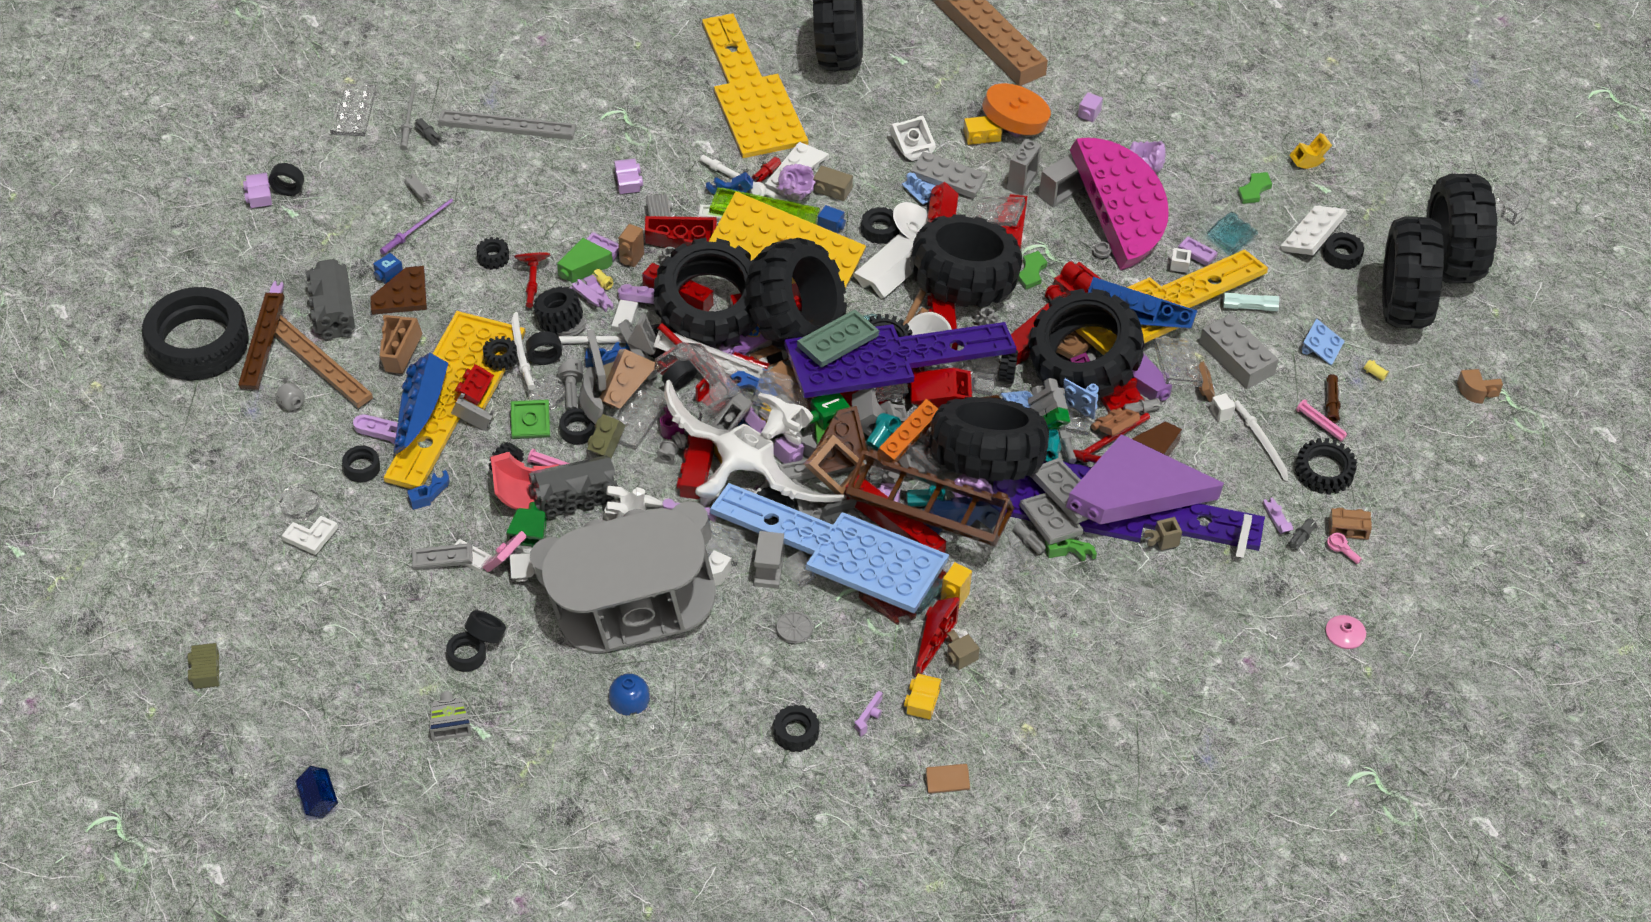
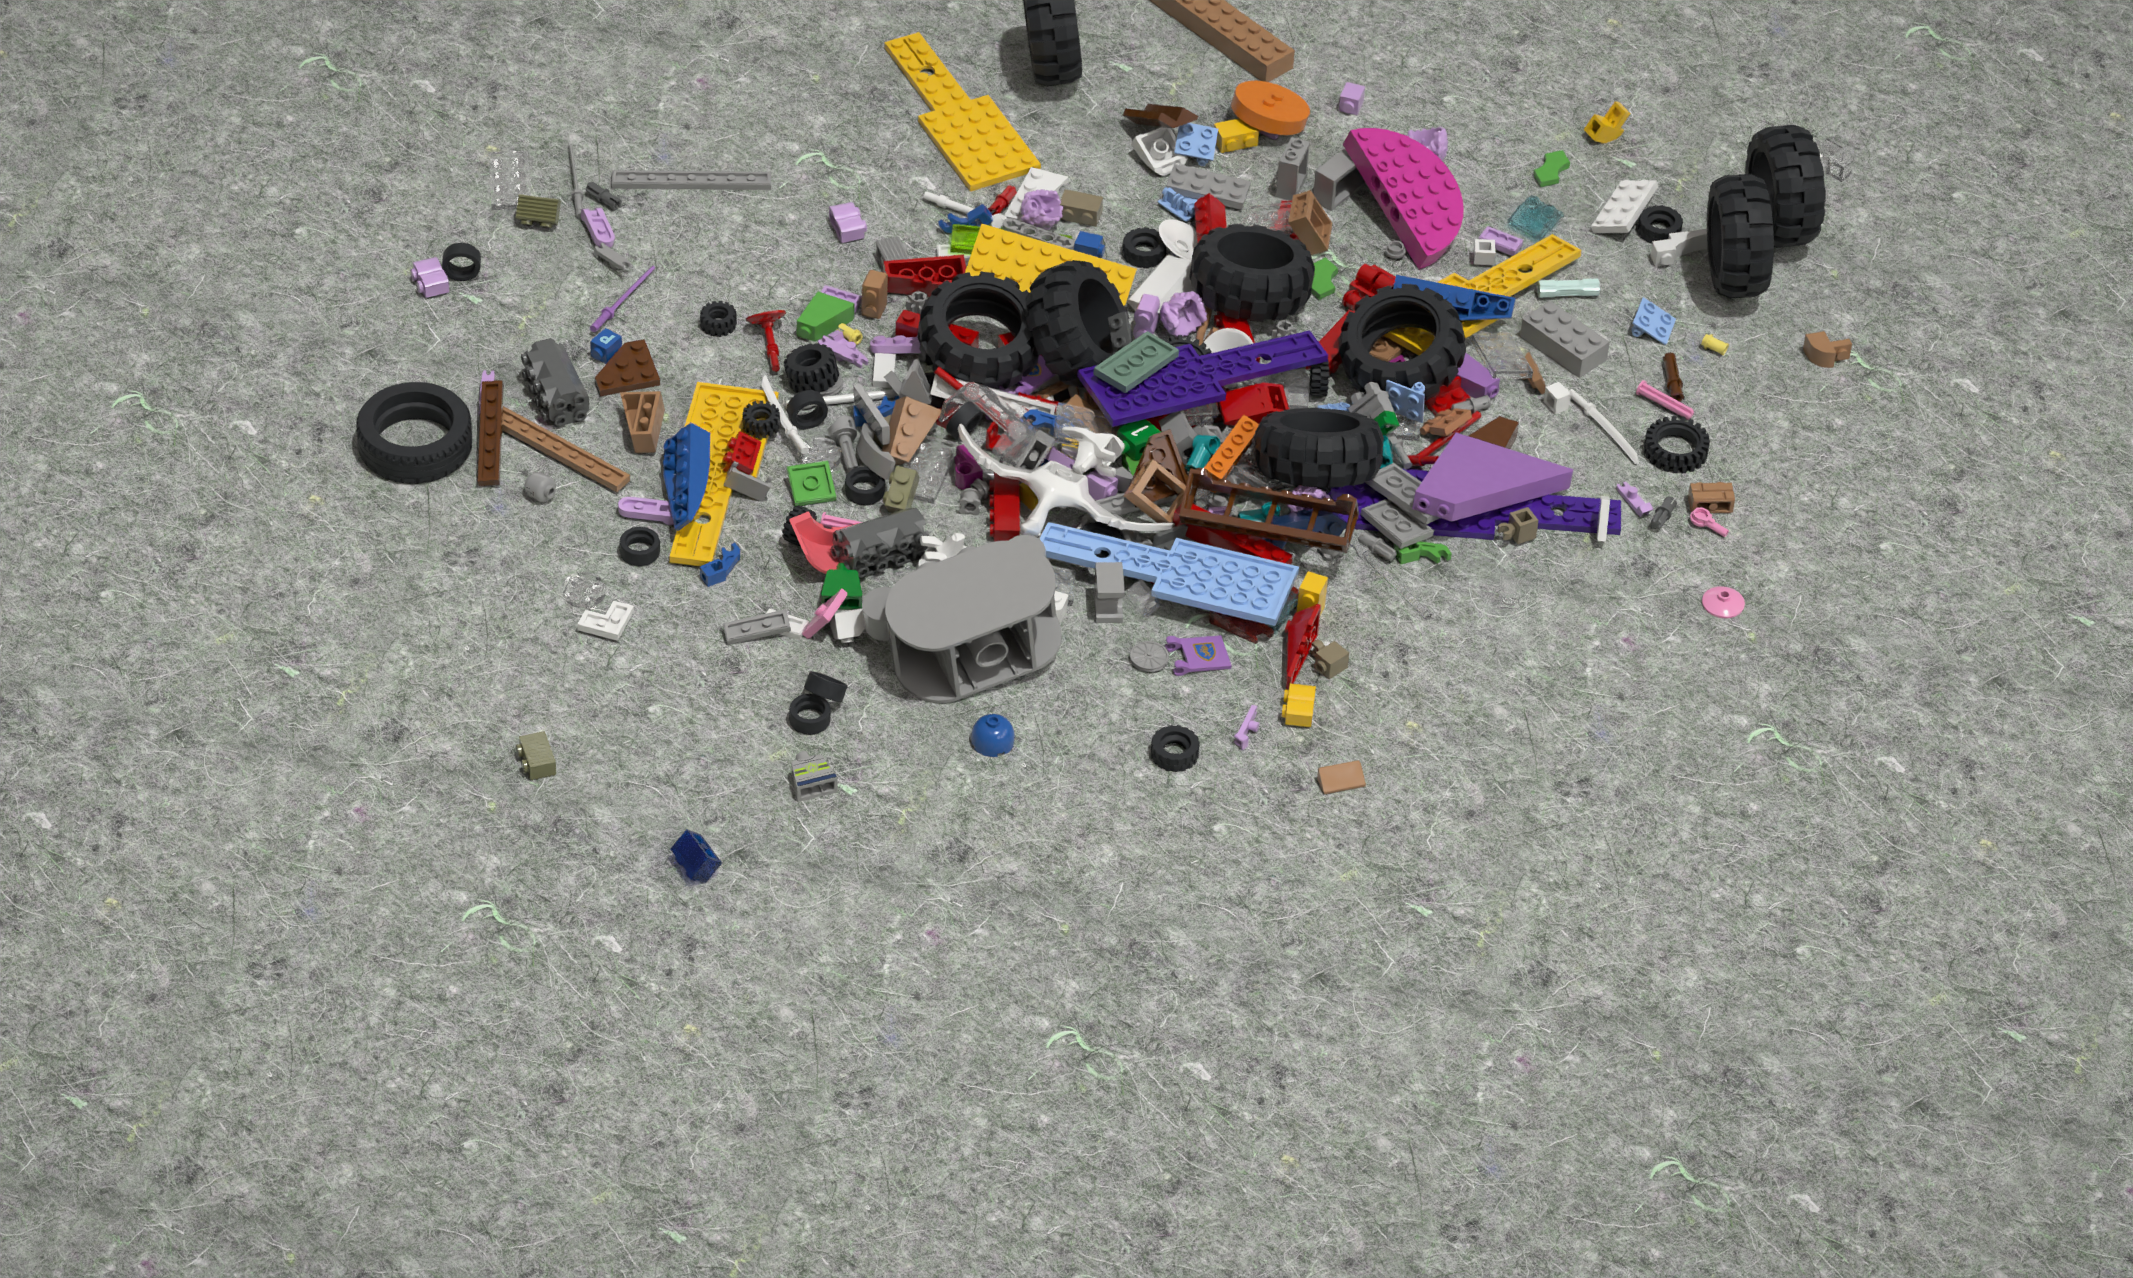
camera: 10 degrees left, 5 degrees down
(366, 139) = (538, 210): none -> olive brick
(415, 159) = (598, 226): none -> lavender plate
(773, 198) = (1034, 232): none -> light grey beam
(831, 306) = (1119, 331): none -> dark grey bracket
(843, 630) = (1200, 654): none -> medium lavender flag
(865, 292) = (1146, 315): none -> lavender brick
(898, 292) = (1183, 313): none -> lavender hair
(918, 107) = (1160, 116): none -> reddish brown slope
(945, 133) = (1196, 142): none -> light blue hinge
(1026, 204) = (1310, 222): none -> medium nougat window
(1357, 270) = (1678, 244): none -> white slope

